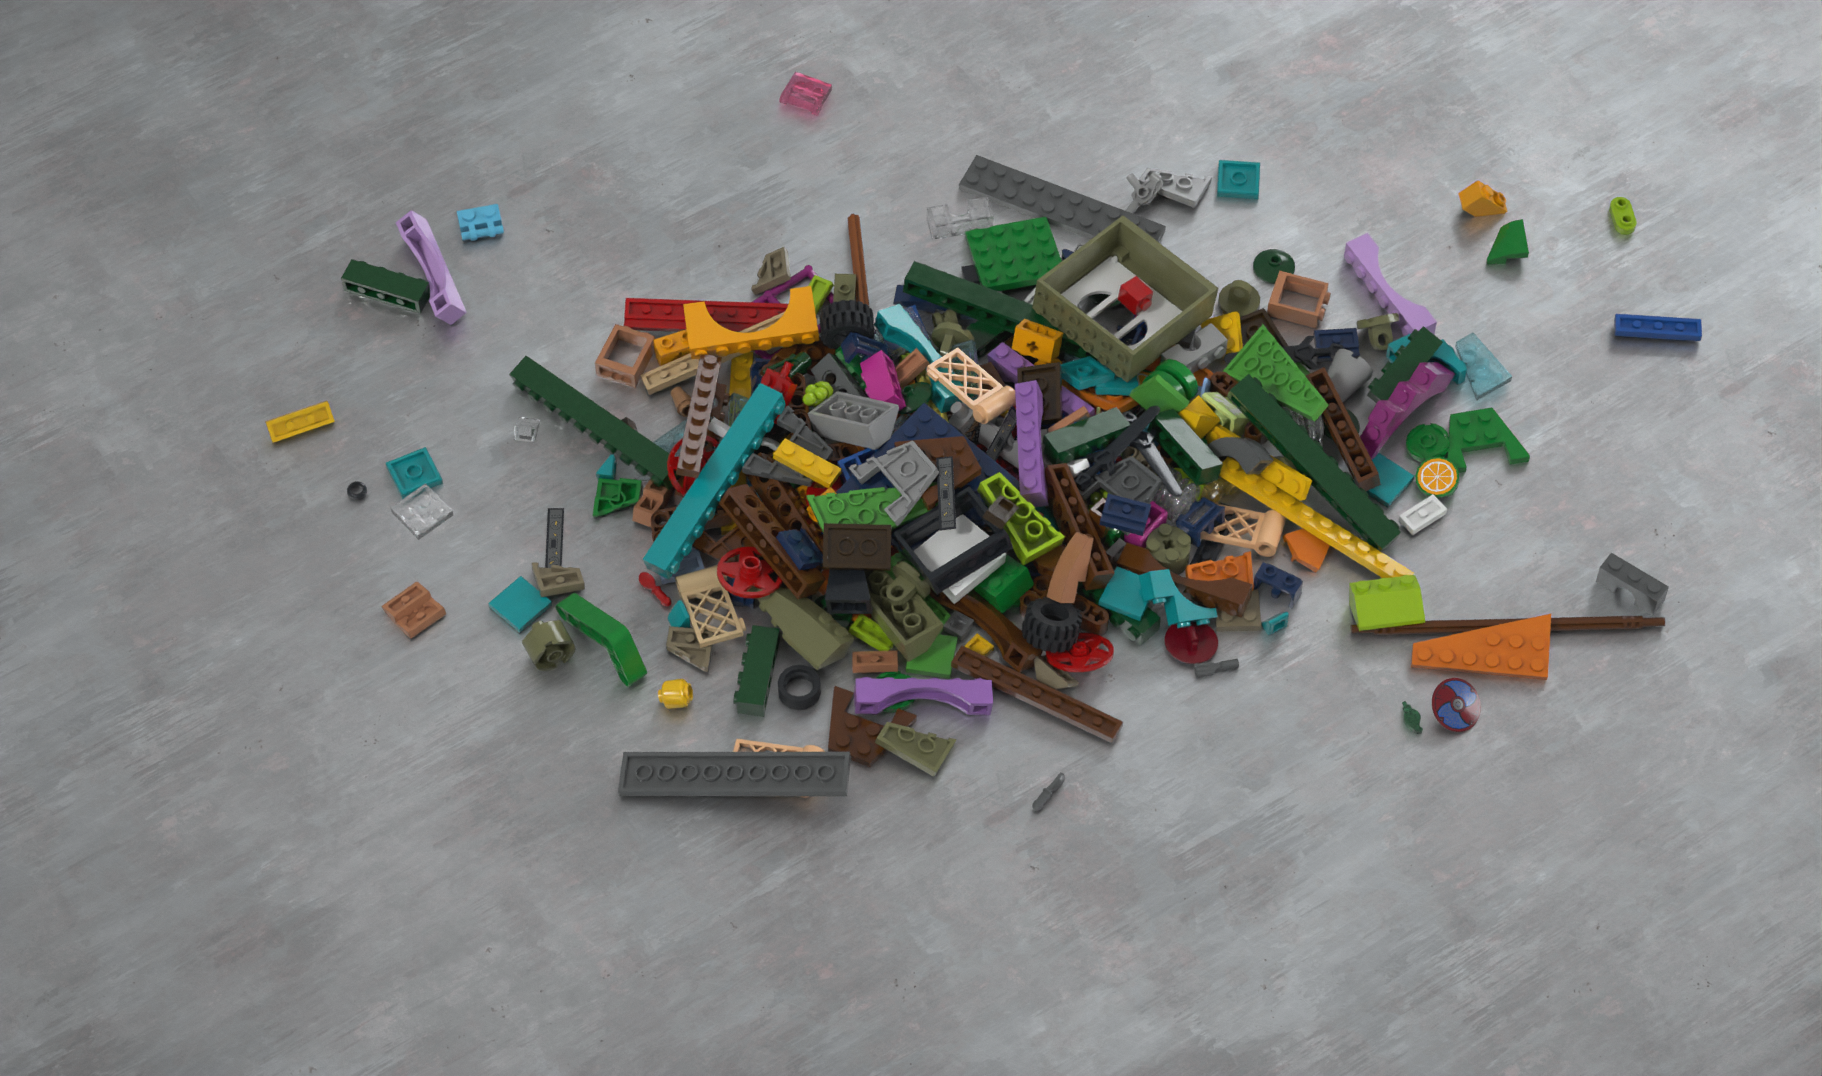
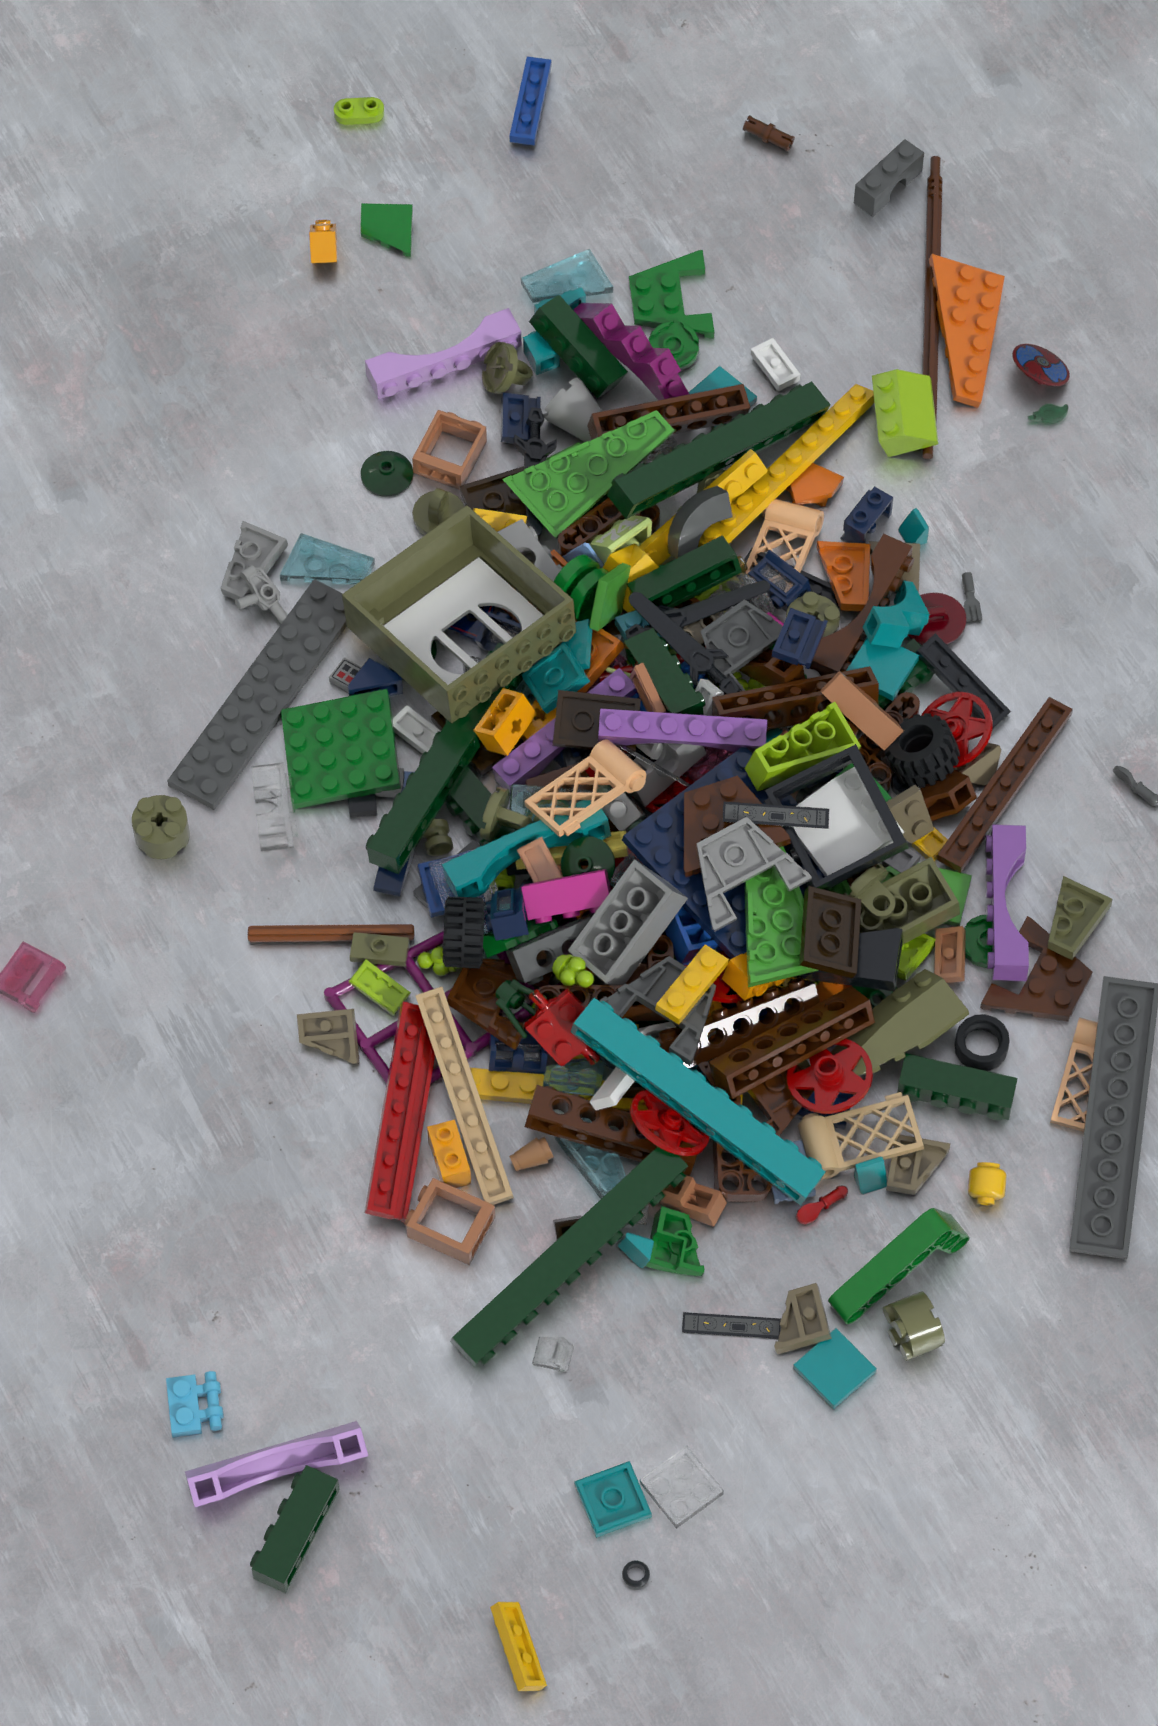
camera: 85 degrees left, 5 degrees up
(413, 610) = (835, 1501): nougat slope -> none
(699, 416) = (603, 1108): plate -> none
(794, 327) = (455, 990): light orange arch -> none
(801, 548) = (812, 1005): dark blue plate -> none
(934, 152) = (160, 826): none -> olive brick
(988, 615) = (911, 814): none -> dark tan wing
(1000, 512) = (819, 751): dark brown tile -> none
(1126, 656) = (960, 677): none -> black tile
(1135, 295) = (450, 605): red brick -> none
(1184, 231) = (325, 561): none -> clear light blue wing
(1238, 179) = (247, 494): teal tile -> none
(1437, 477) = (726, 342): tile -> none
(1662, 496) = (768, 133): none -> reddish brown pin

